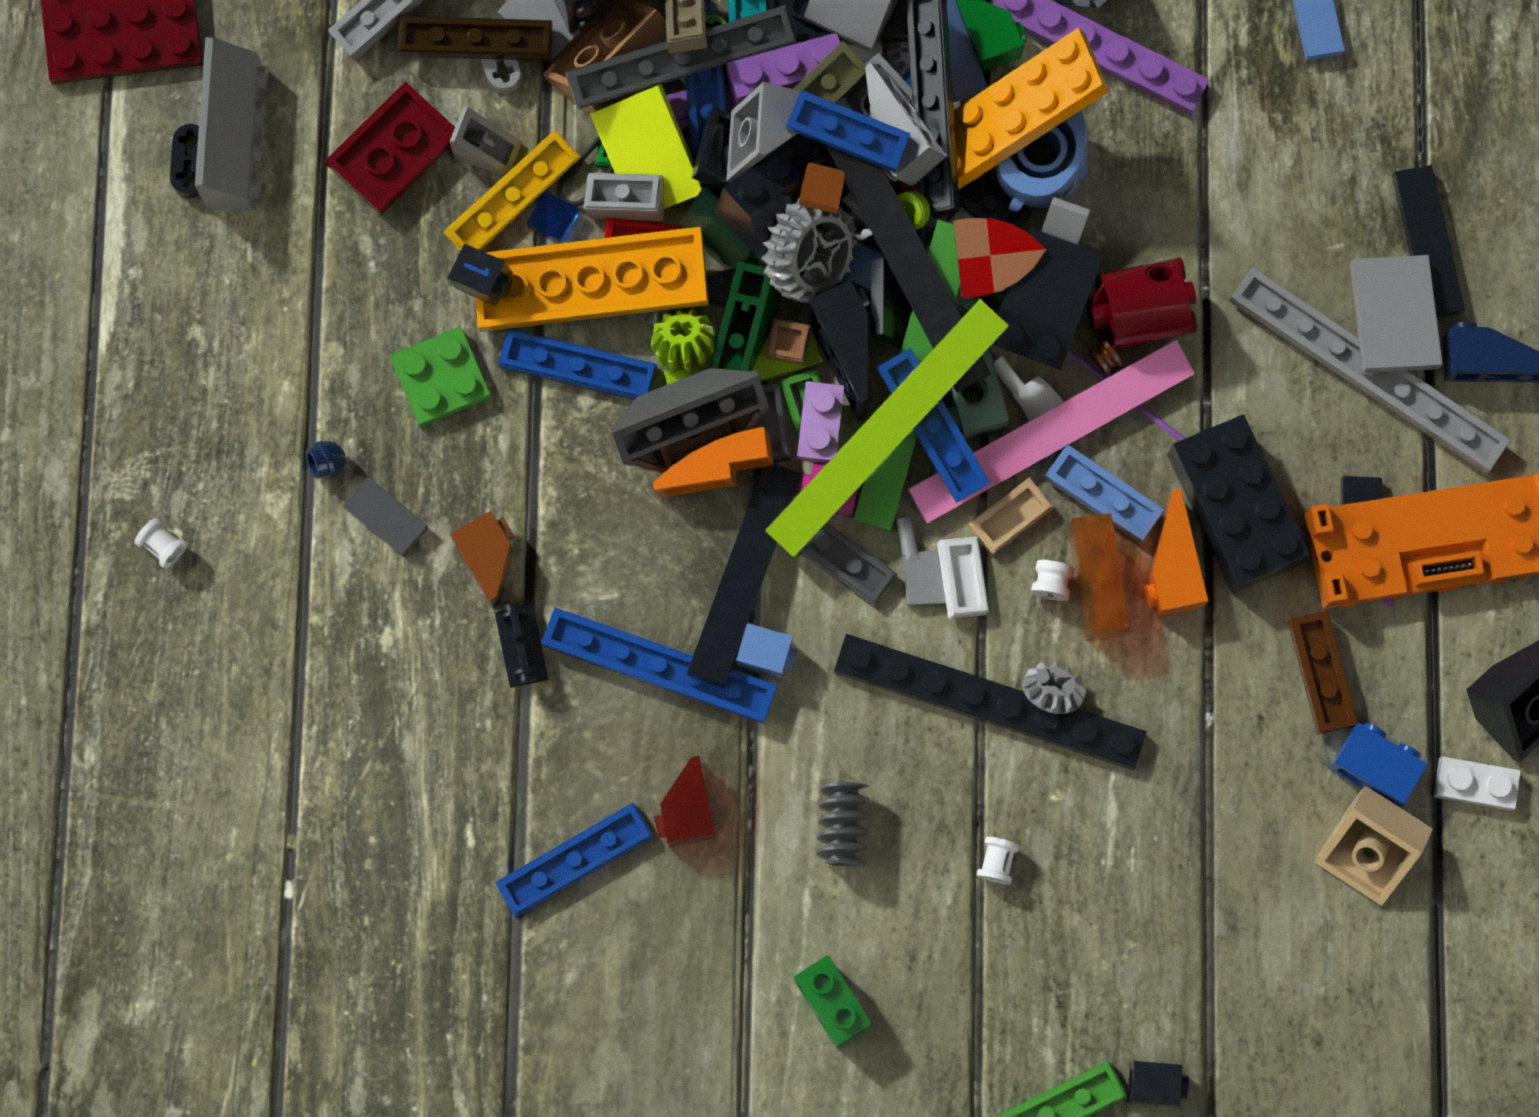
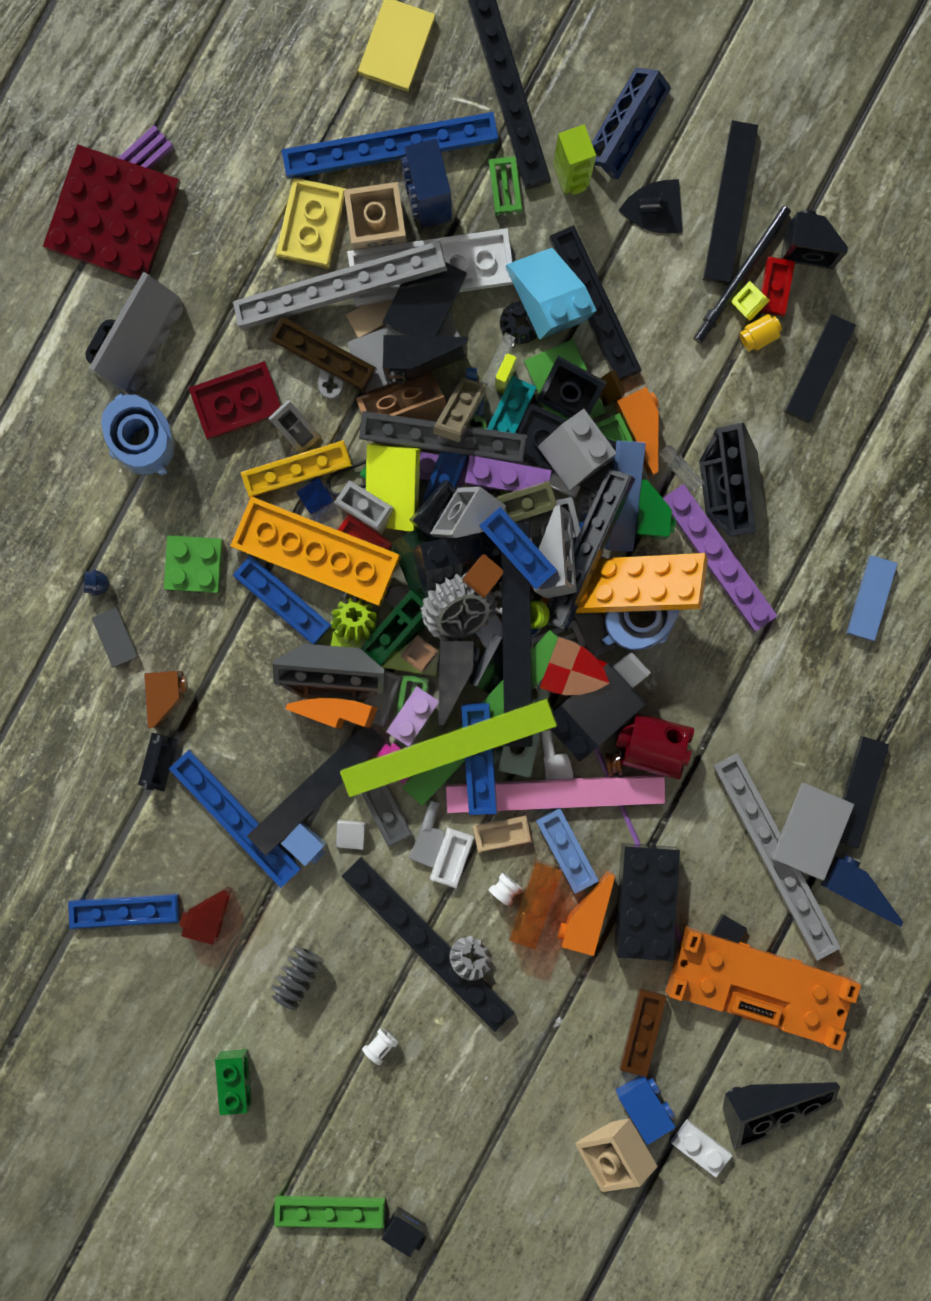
camera: 30 degrees right, 10 degrees up
(280, 218) = (123, 419): none -> medium blue piece
(481, 275) = (246, 515): black brick -> none
(818, 612) = (350, 834): none -> white slope

